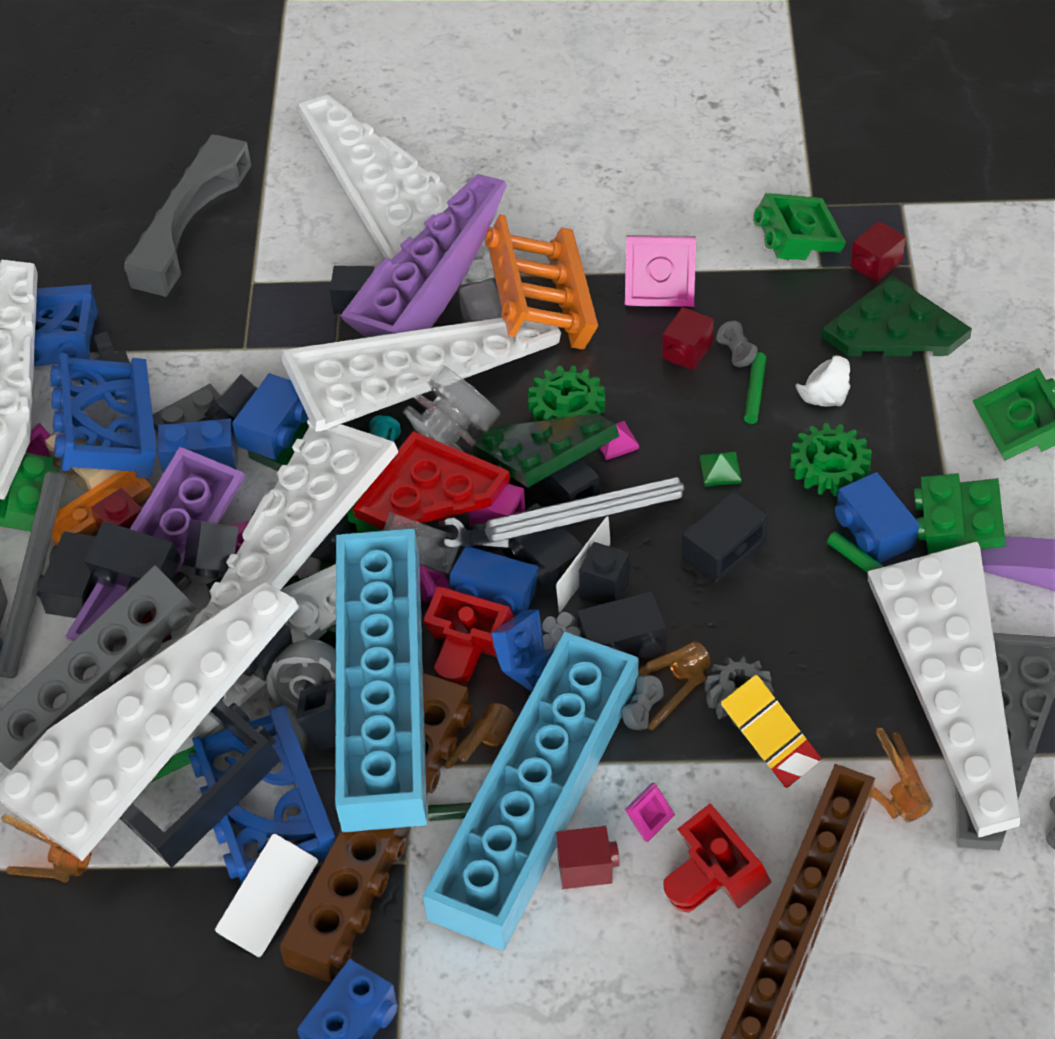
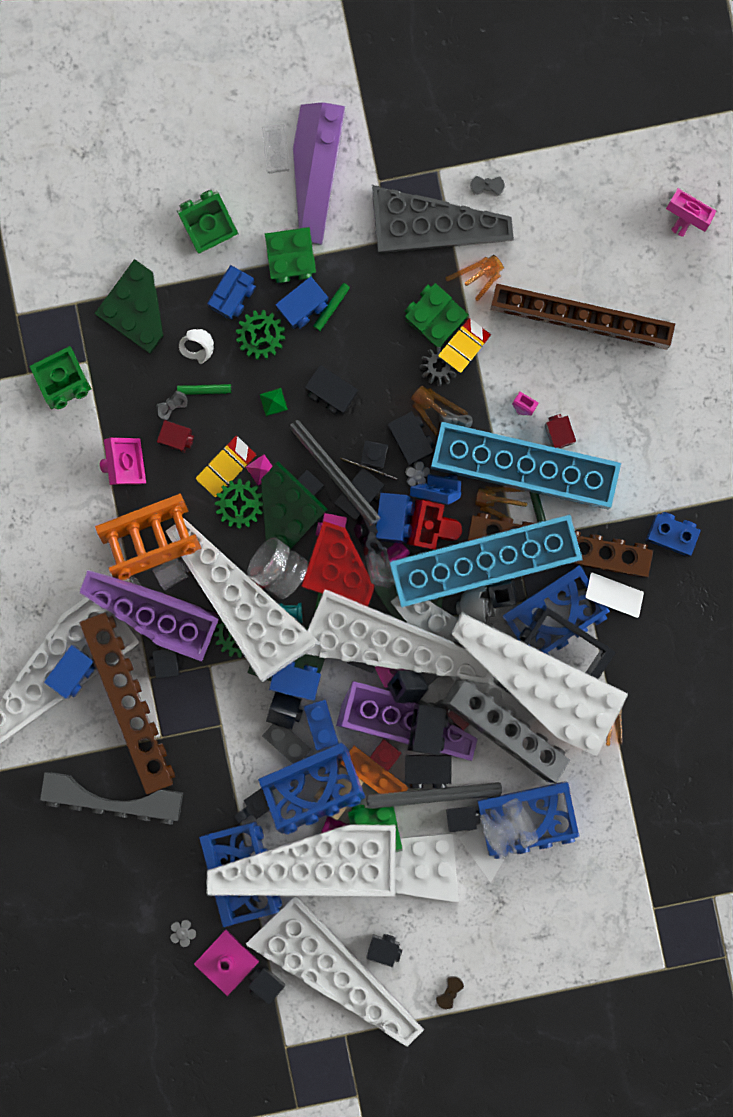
camera: 105 degrees left, 35 degrees up
(306, 233) = (151, 780): none -> reddish brown brick
(373, 178) = (70, 672): none -> blue brick
(633, 403) = (226, 466): none -> yellow sticker
(716, 862) = (553, 362): red brick -> none
(834, 702) = (435, 315): none -> green plate
(877, 251) = (76, 324): dark red brick -> none
(904, 431) = (231, 293): none -> blue brick
(947, 645) = (384, 256): white wing -> none

